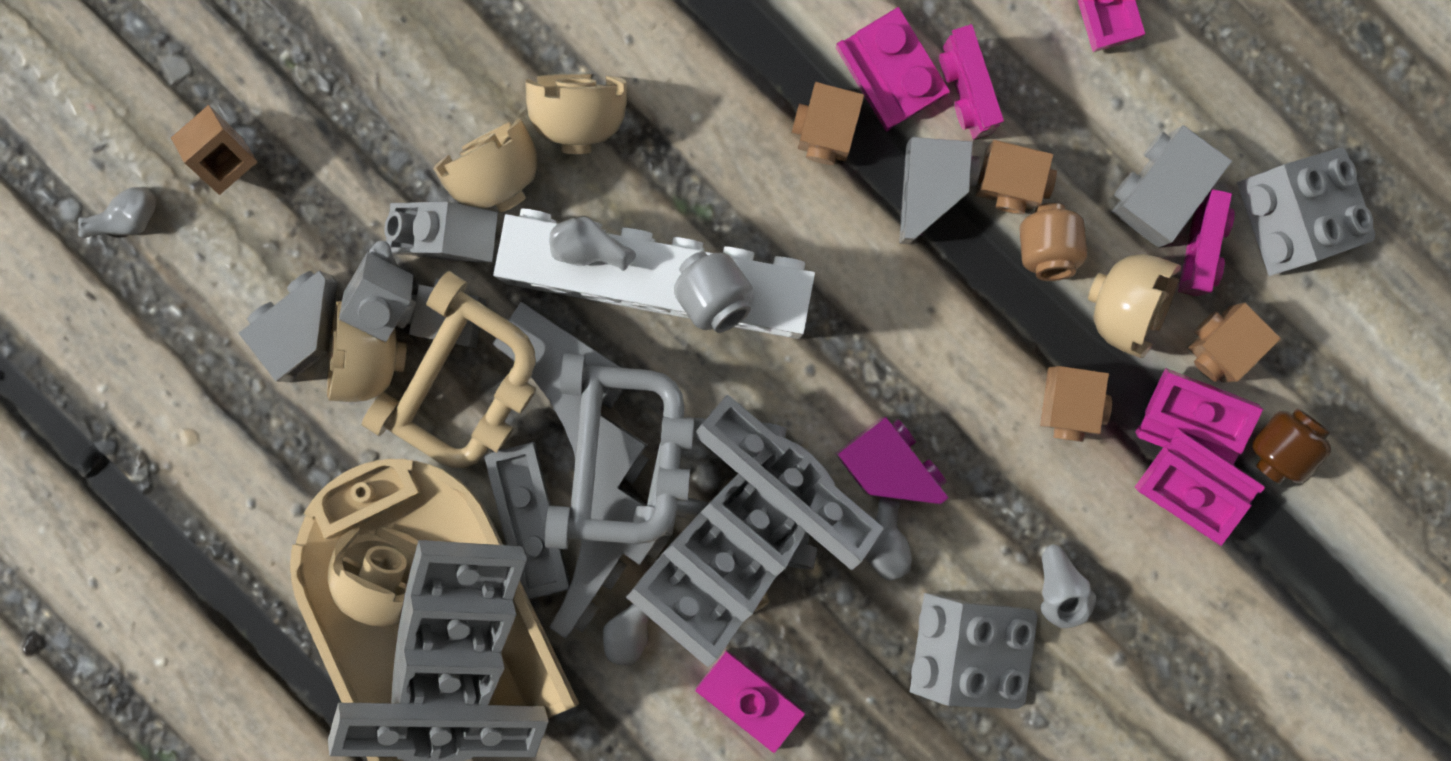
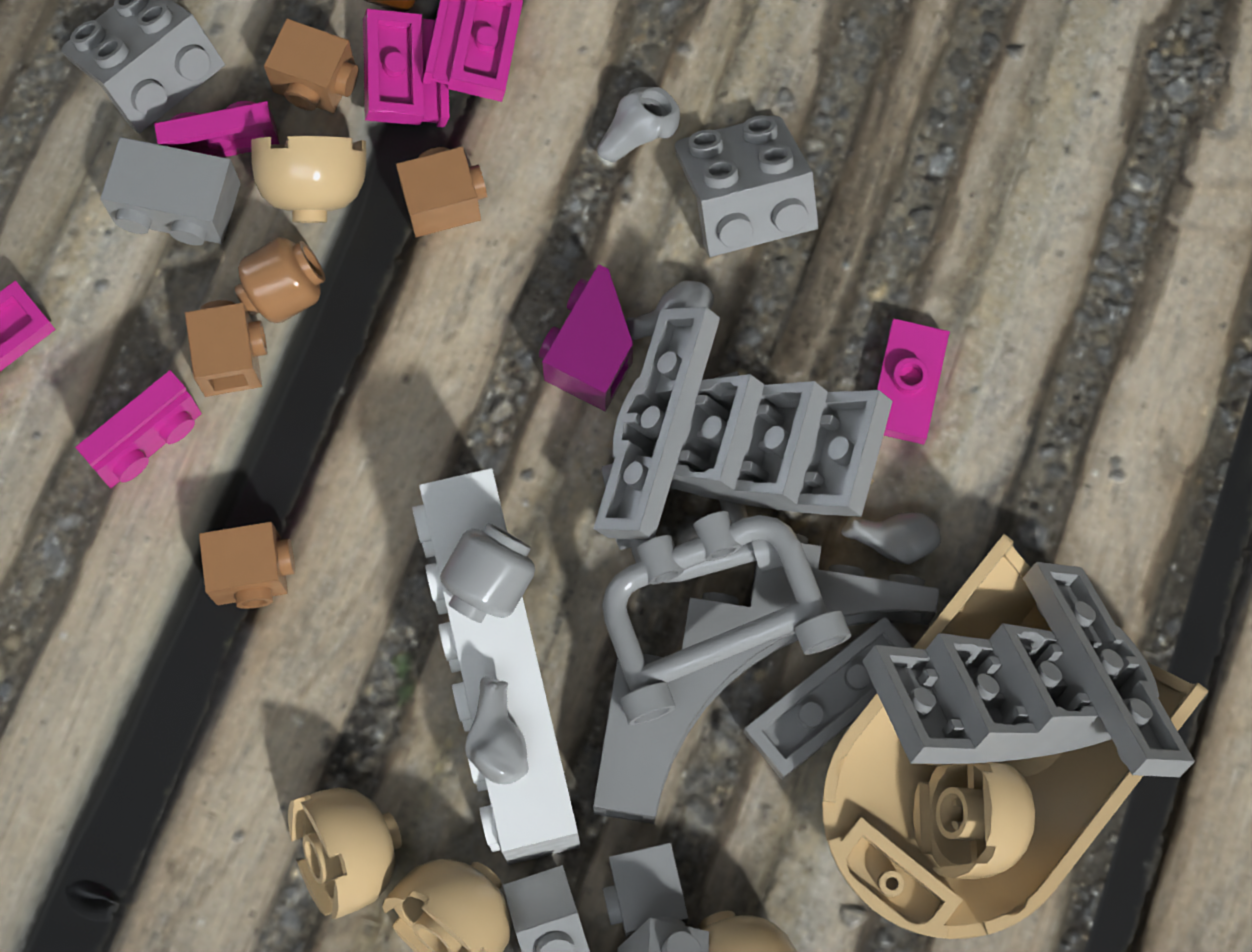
camera: 115 degrees left, 15 degrees down
(513, 393) = (750, 777): tan bar -> none
(892, 69) = (156, 528): dark pink plate -> none
(934, 181) = (269, 427): light grey slope -> none

